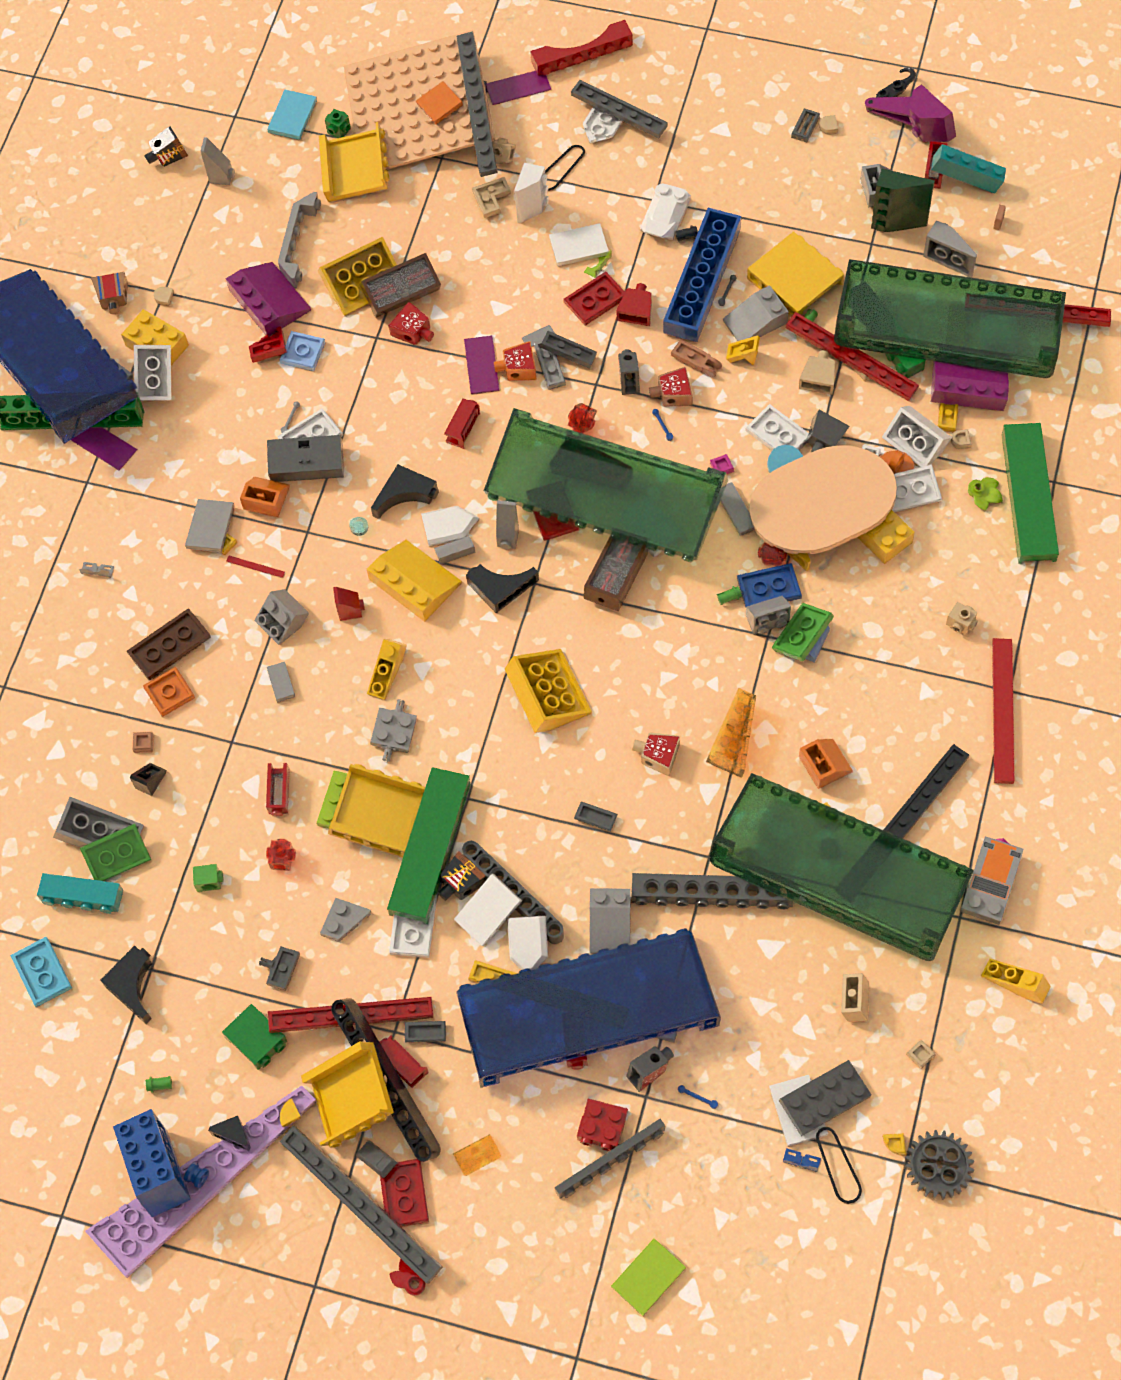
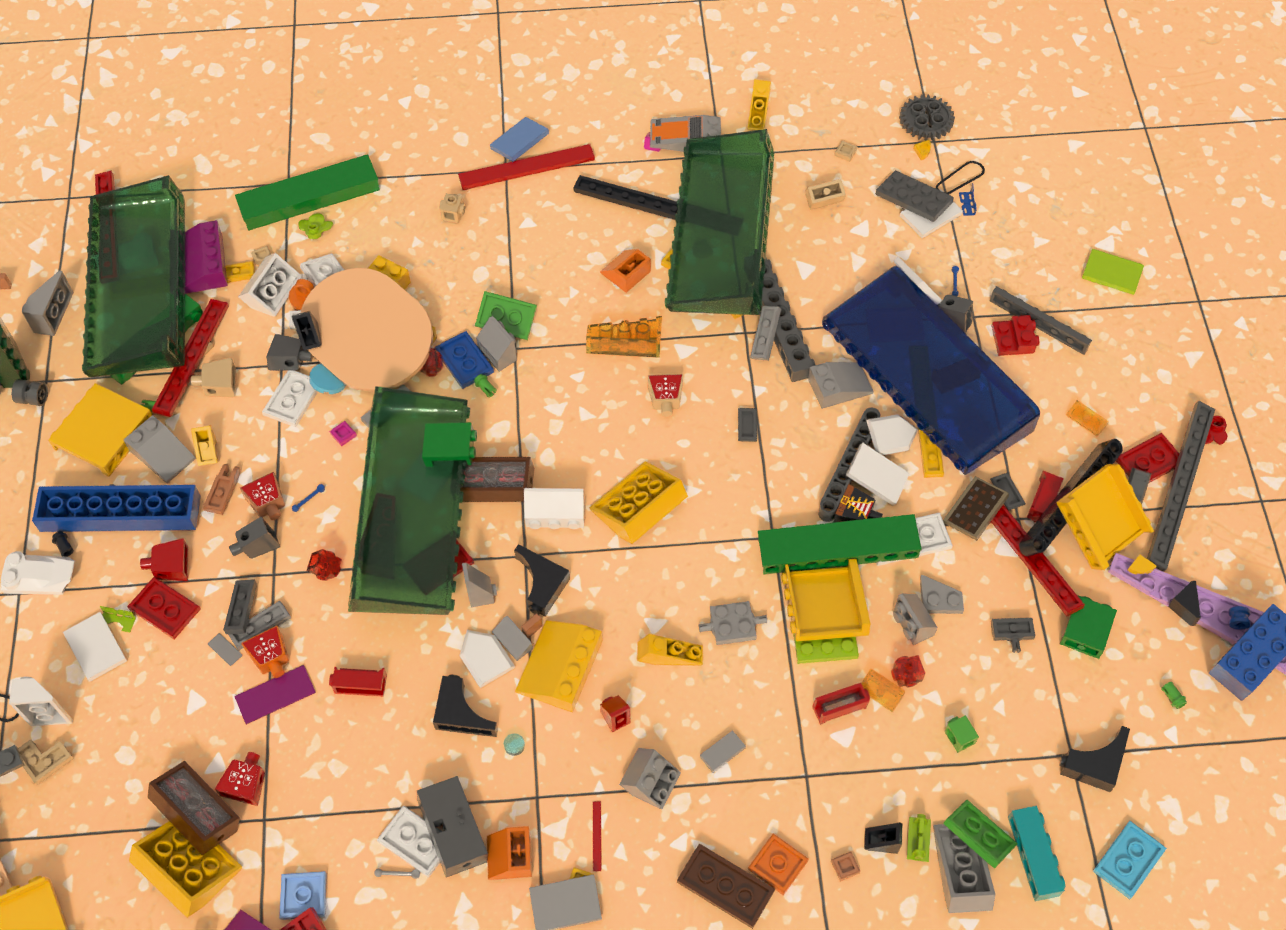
camera: 115 degrees left, 5 degrees down
(136, 807) = (919, 838): none -> lime hinge
(277, 830) = (883, 690): none -> clear yellow slope
(327, 880) = (914, 618): none -> light grey slope
(416, 988) = (976, 508): none -> tile
(458, 565) = (532, 625): none -> nougat tile
(563, 613) = (554, 508): none -> white slope
(652, 530) = (448, 442): none -> green panel
(691, 865) = (765, 333): none -> light grey tile
(696, 1037) = (917, 280): none -> white tile
(834, 448) = (307, 330): none -> black slope
(855, 226) = (29, 392): none -> dark grey wheel
(1043, 711) = (519, 139): none -> medium blue tile

